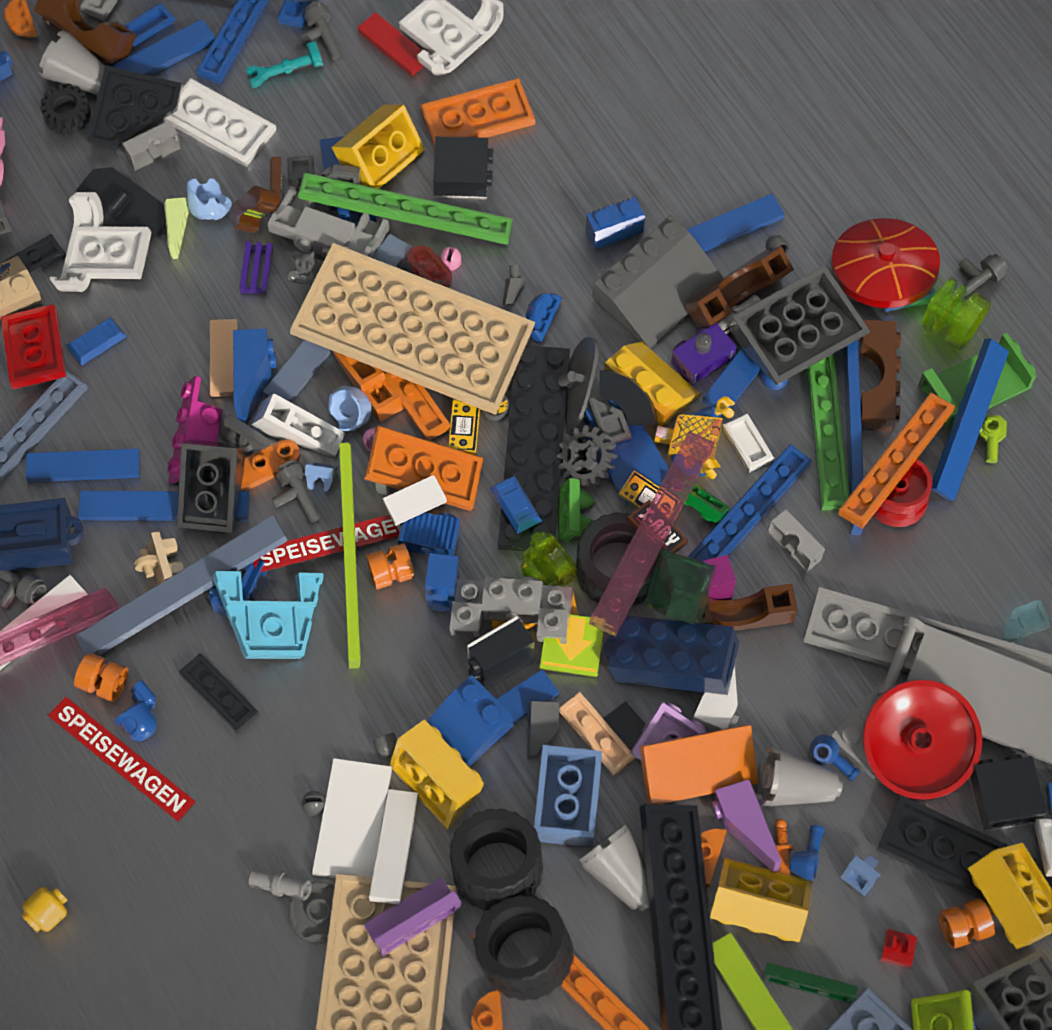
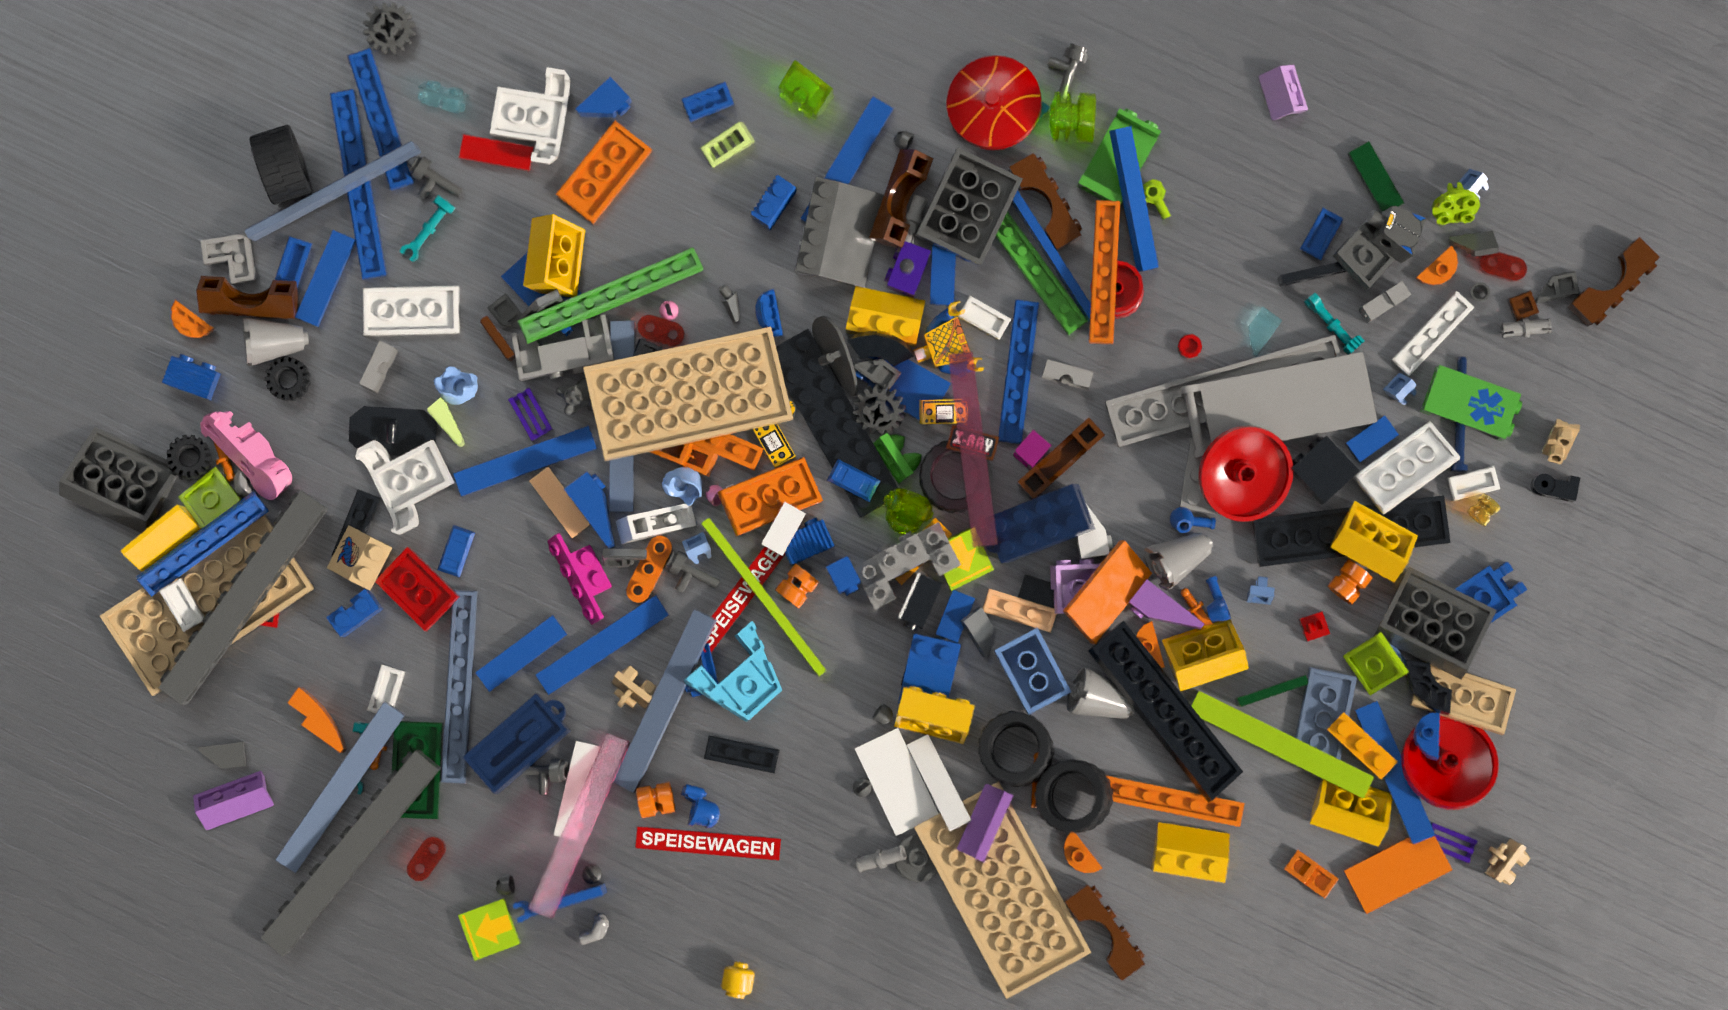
camera: 30 degrees left, 20 degrees up
(129, 105) = (338, 345): black plate -> none
(210, 485) = (628, 611): black slope -> none
(218, 302) = (525, 461): none -> blue tile
(253, 207) = (494, 373): reddish brown leg -> none
(462, 167) = (627, 229): black piece -> none
(520, 57) = (605, 101): none -> blue slope
(607, 147) = (723, 137): none -> yellowish green slope
(614, 111) = (707, 102): none -> blue plate
(680, 587) = (1017, 478): clear green slope -> none
(708, 505) = (990, 388): green piece -> none
(712, 148) = (805, 91): none -> clear neon green slope
(939, 592) = (1189, 346): none -> red tile

